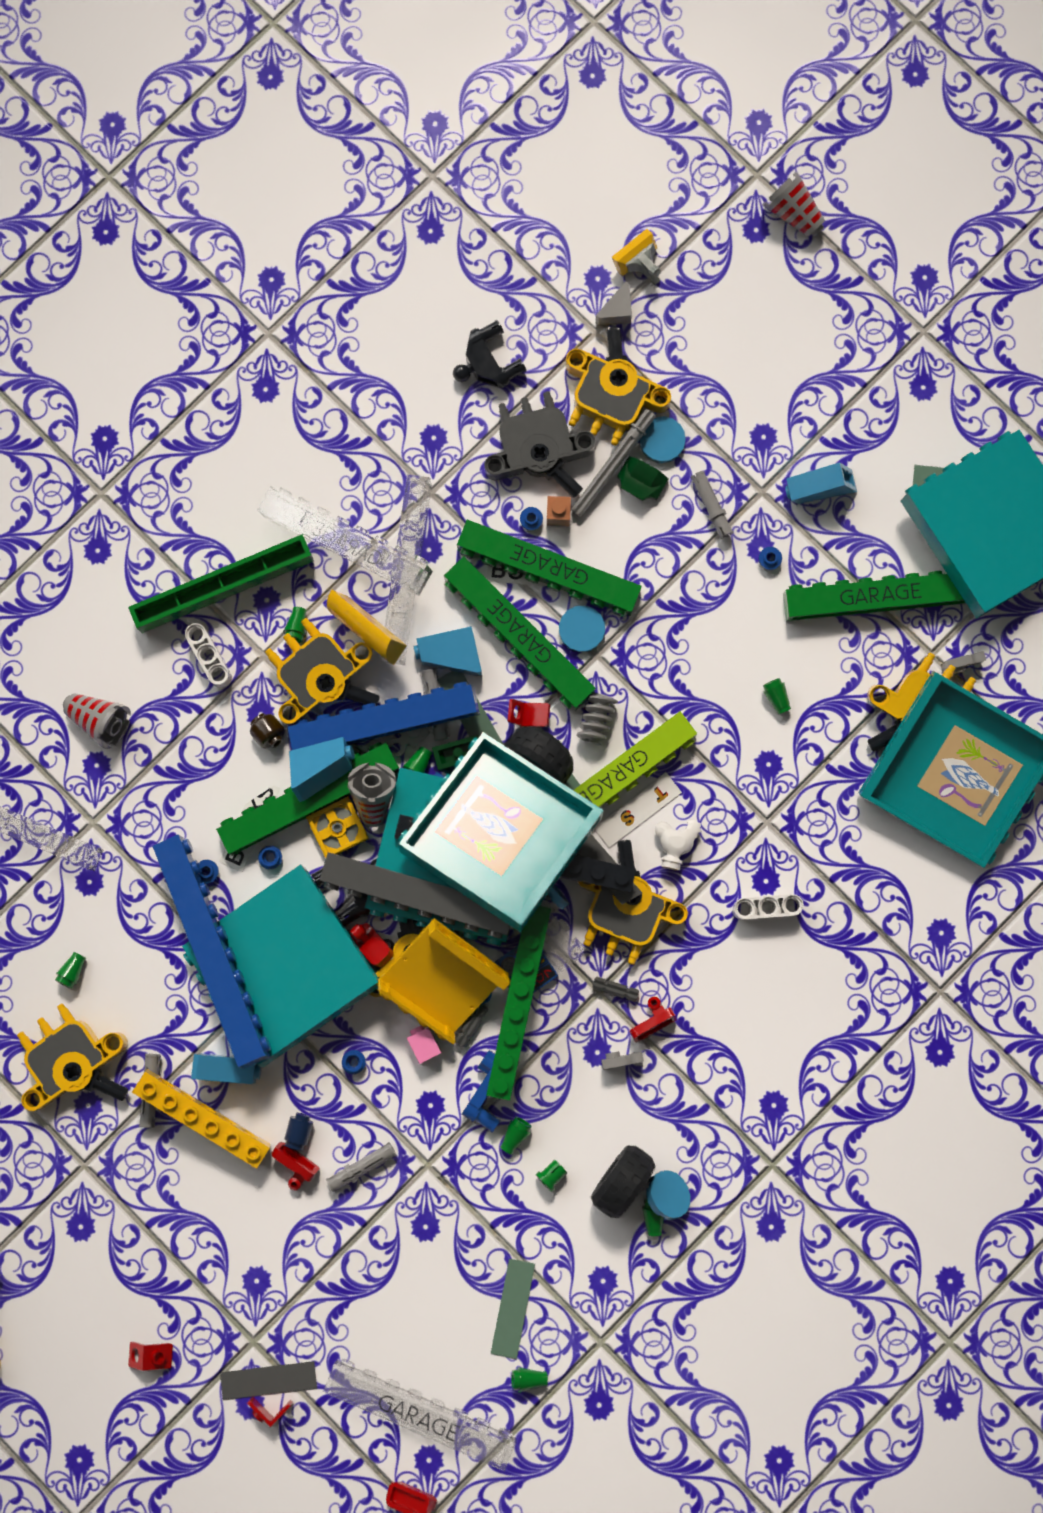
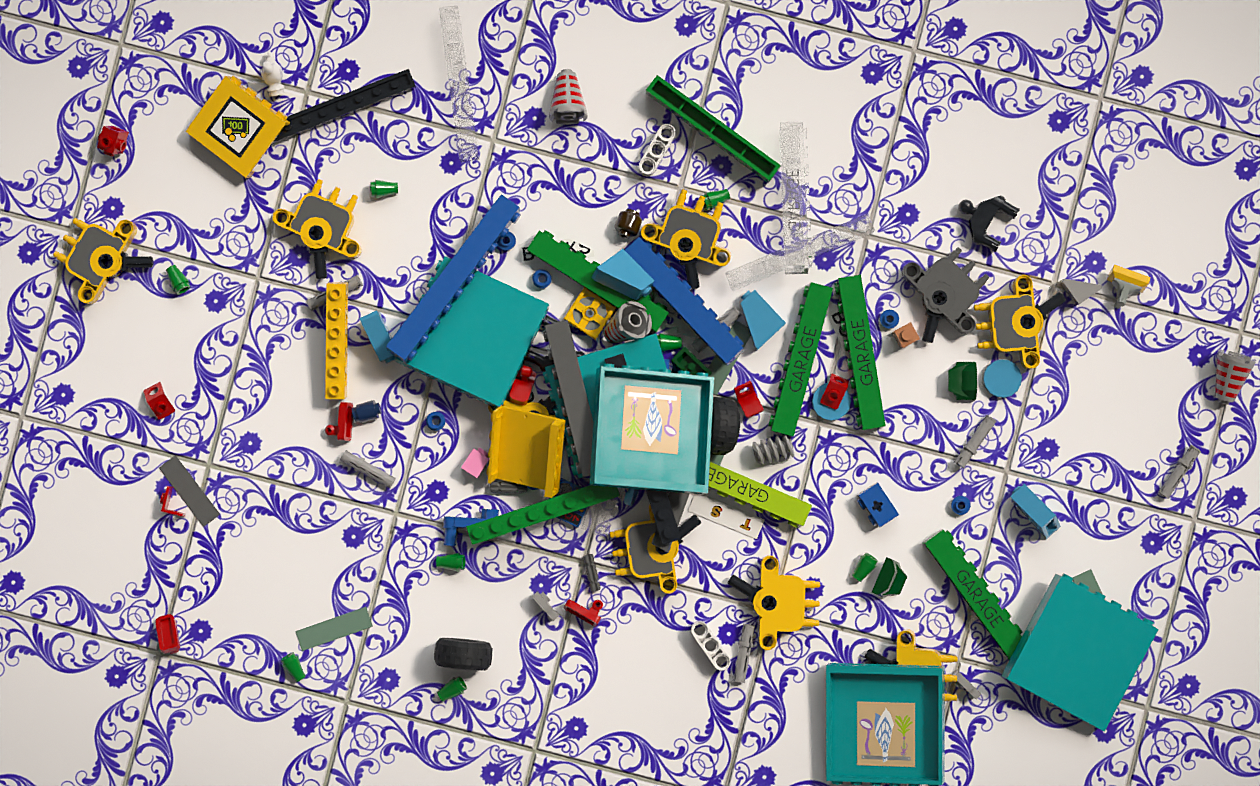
camera: 55 degrees right, 5 degrees up
(32, 1255) = (177, 280): none -> green cone
(365, 626) = (741, 249): yellow brick -> none
(419, 1414) = (227, 607): clear brick -> none
(551, 1175) = (439, 602): green bush -> none
(574, 619) = (834, 391): none -> red bracket
(633, 436) = (961, 353): light grey axle -> none
(668, 1195) = (472, 690): dark azure tile -> none
(676, 842) = (718, 555): white animal -> none
(730, 636) = (887, 510): none -> blue brick
(765, 796) = (788, 599): none -> yellow piece
(792, 873) = (744, 652): none -> light grey pin
(806, 676) = (890, 579): none -> dark green slope
(861, 308) = (1185, 463): none -> light grey pin

